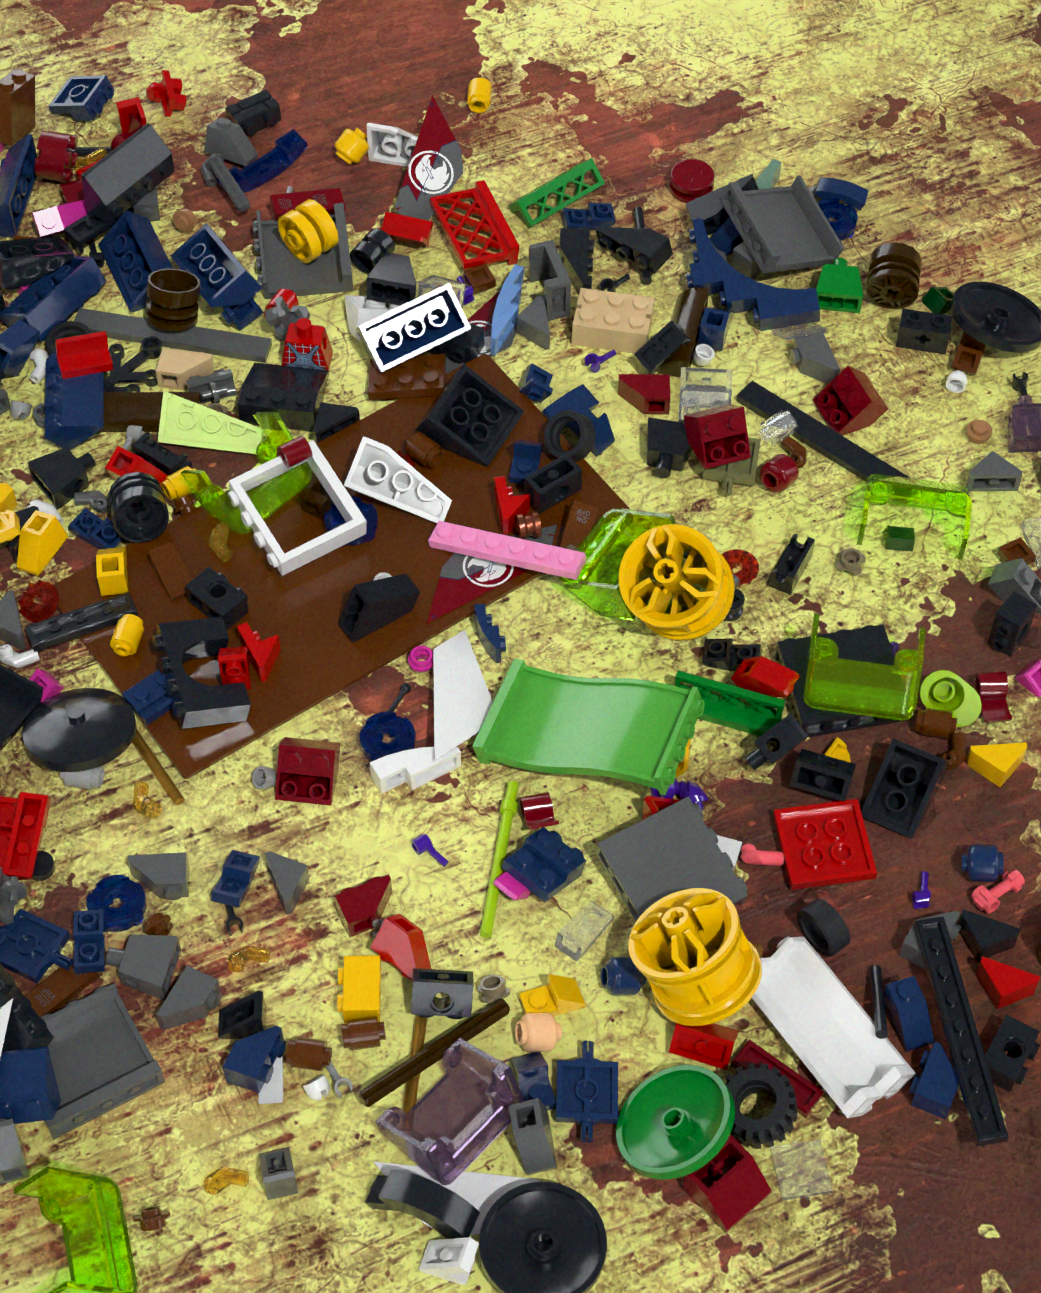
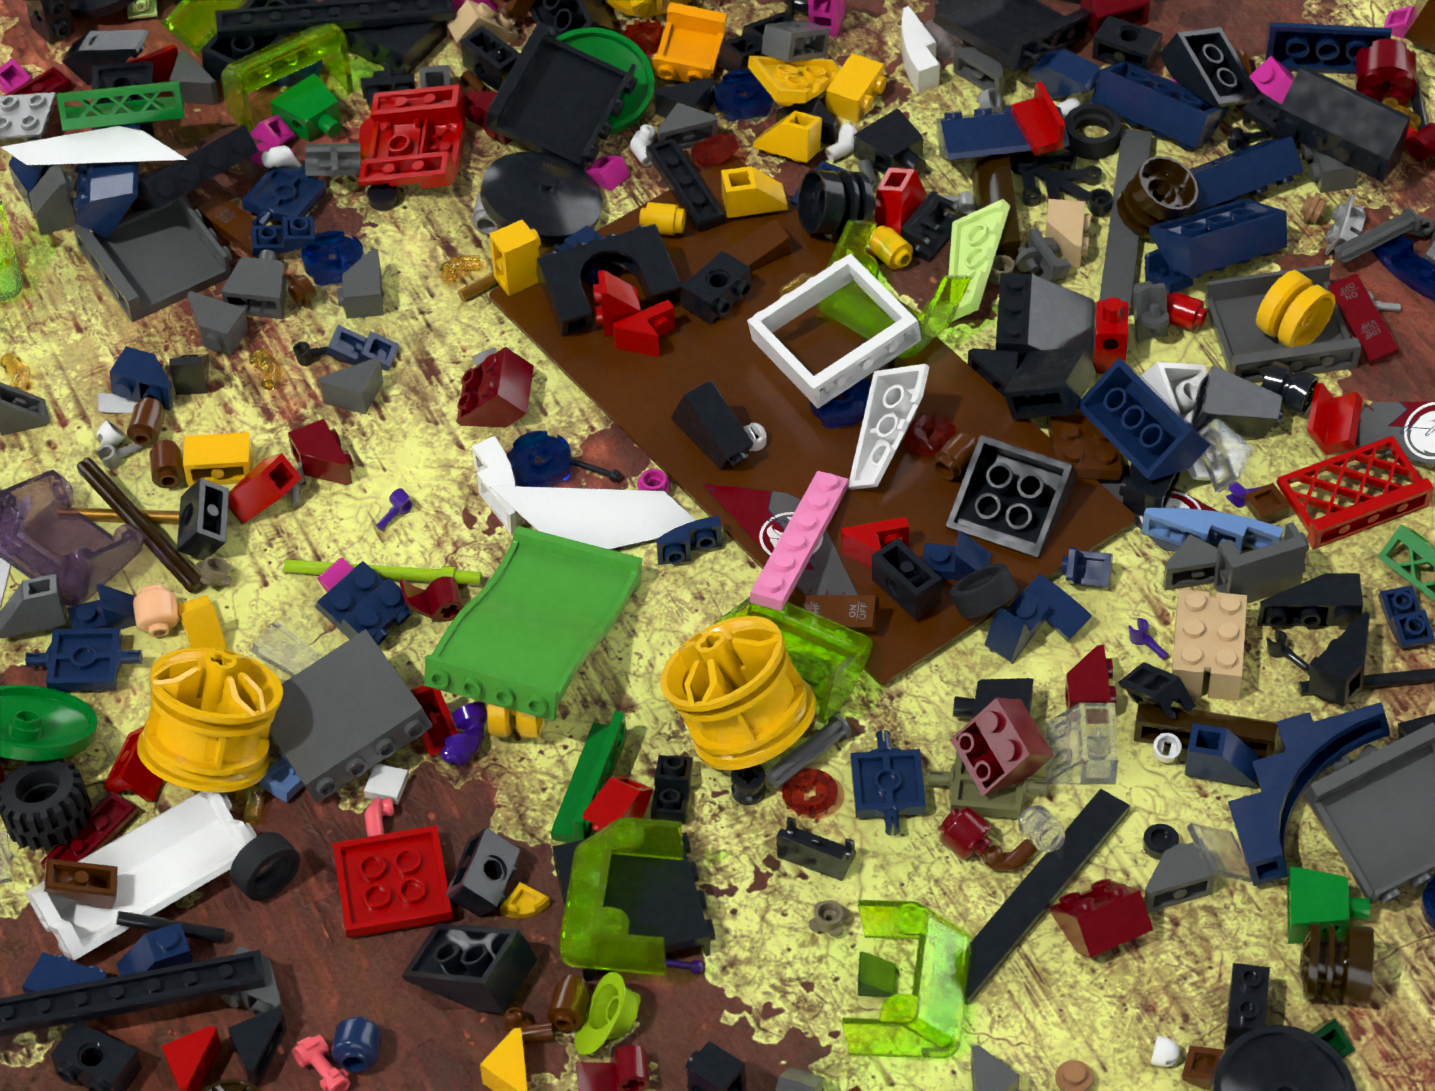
camera: 90 degrees right, 5 degrees down
(168, 738) = (515, 256): none -> yellow brick
(207, 206) = (1347, 224): none -> light grey hinge
(294, 451) = (890, 299): dark red panel -> none
(359, 382) = (1049, 382): none -> black brick
(528, 525) = (843, 562): copper wheel -> none
(731, 518) = (887, 783): none -> dark blue plate
(779, 369) = (1158, 839): none -> black tile
(787, 735) = (518, 814): black torso -> none
(843, 1065) = (82, 882): none -> reddish brown slope
(921, 898) = (316, 986): dark purple hand -> none

